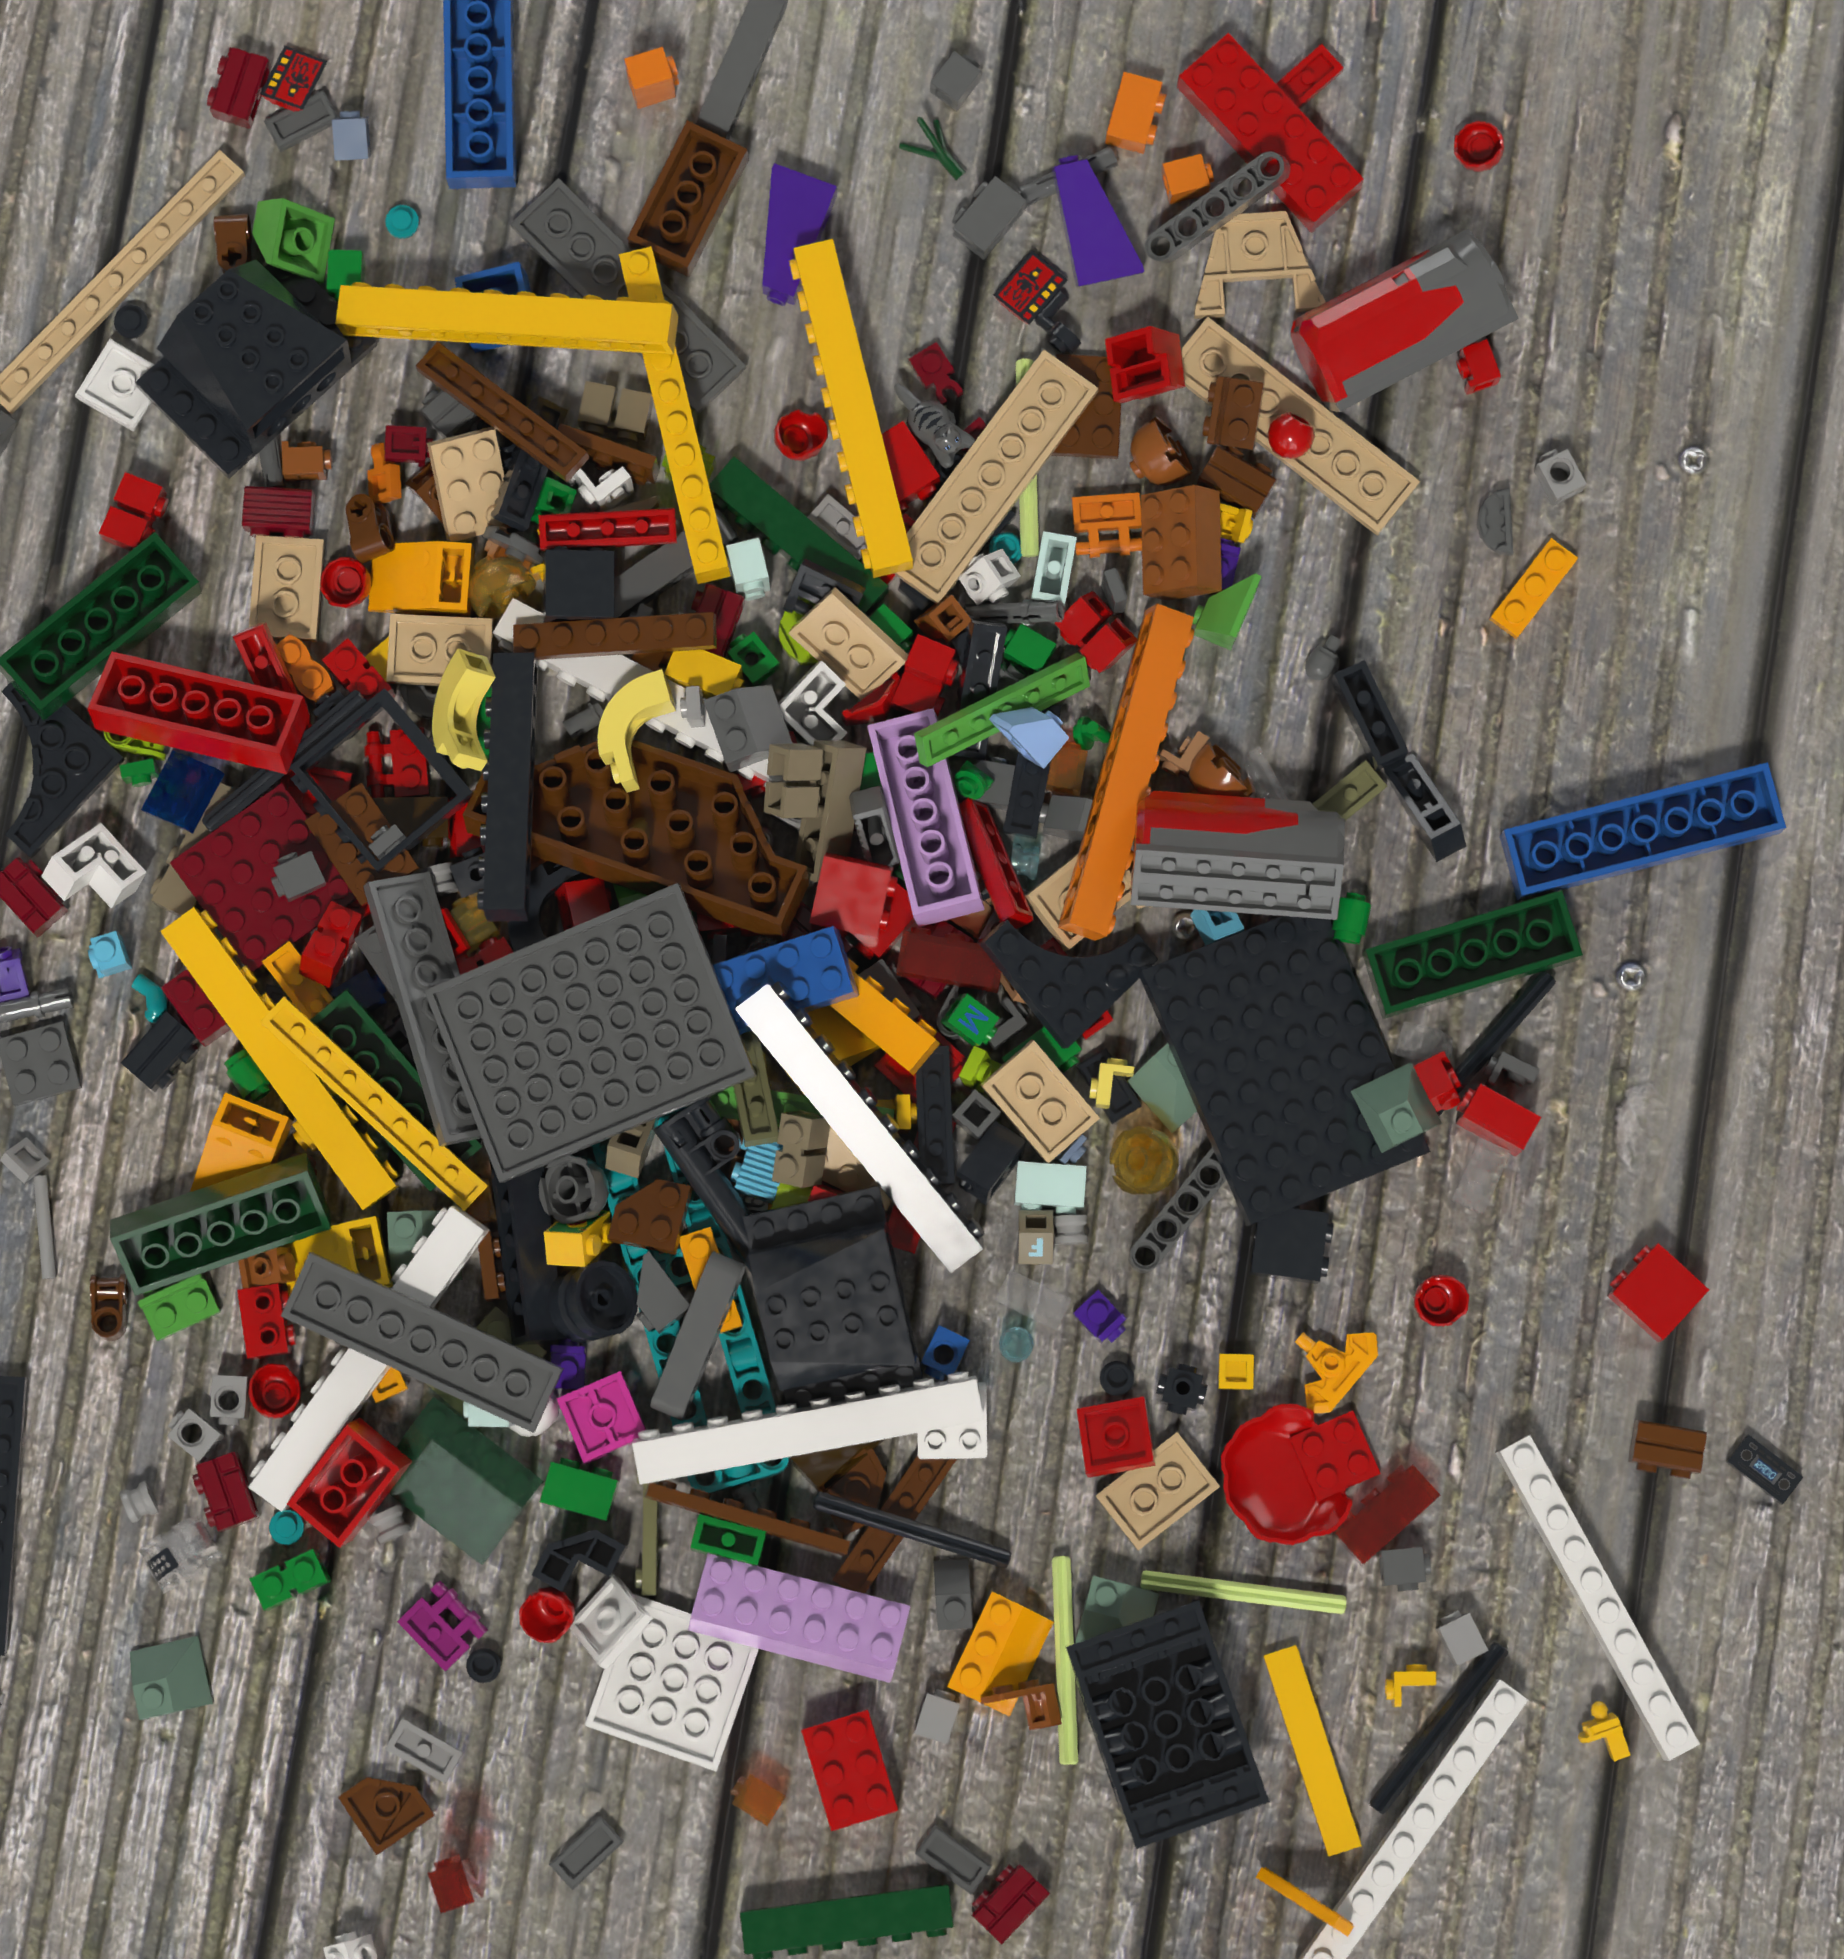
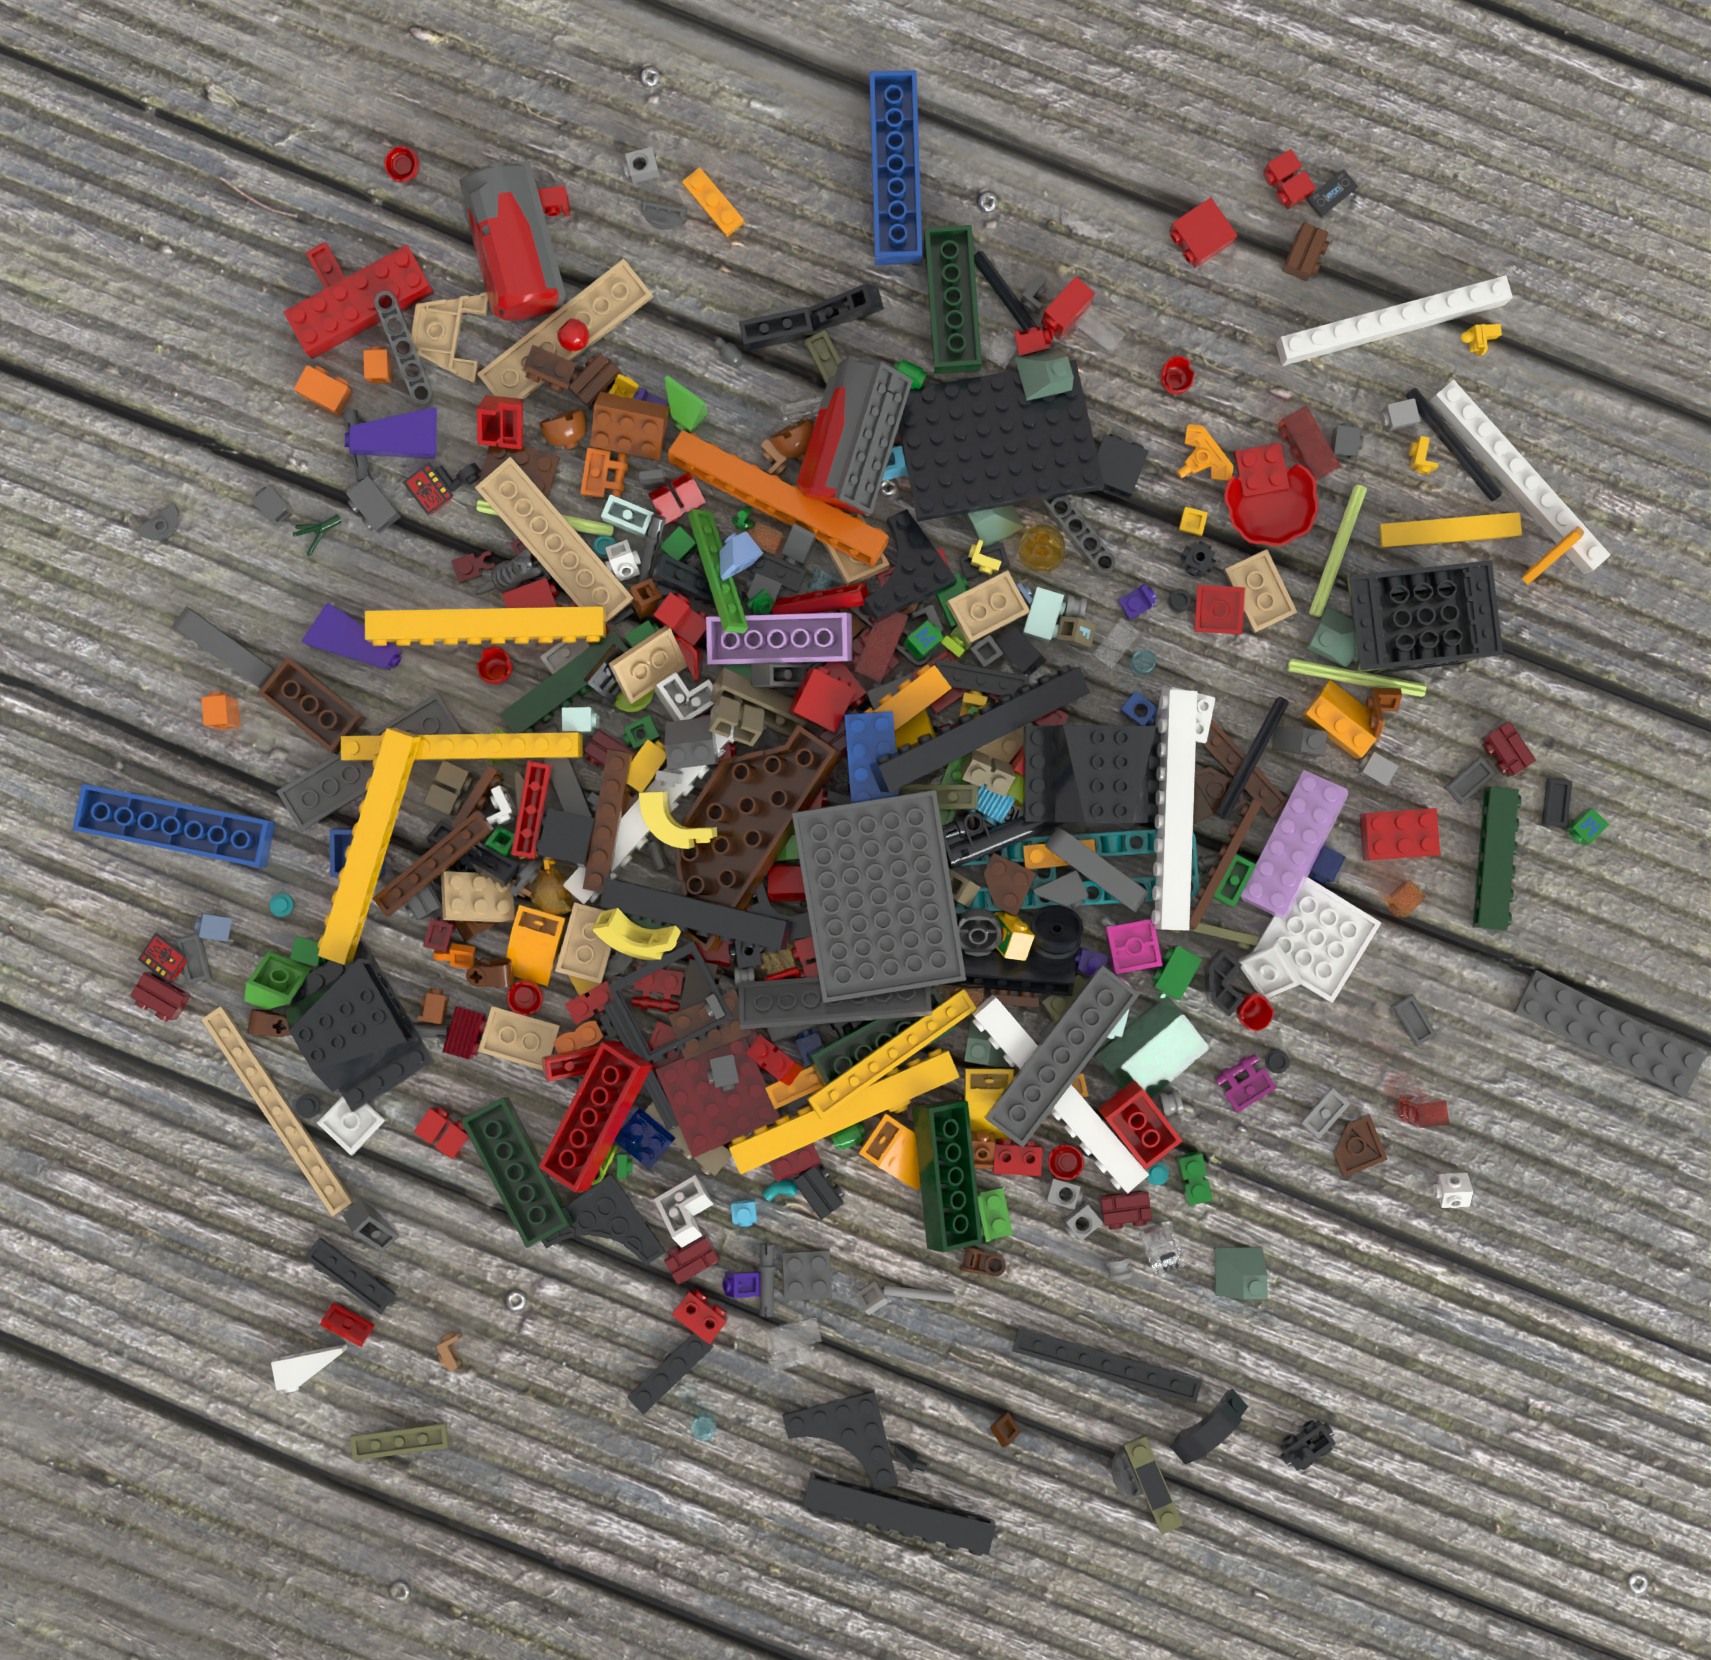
camera: 80 degrees left, 5 degrees up
(781, 1673) = (1327, 865): none -> clear blue brick
(1778, 1387) = (1283, 169): none -> red piece

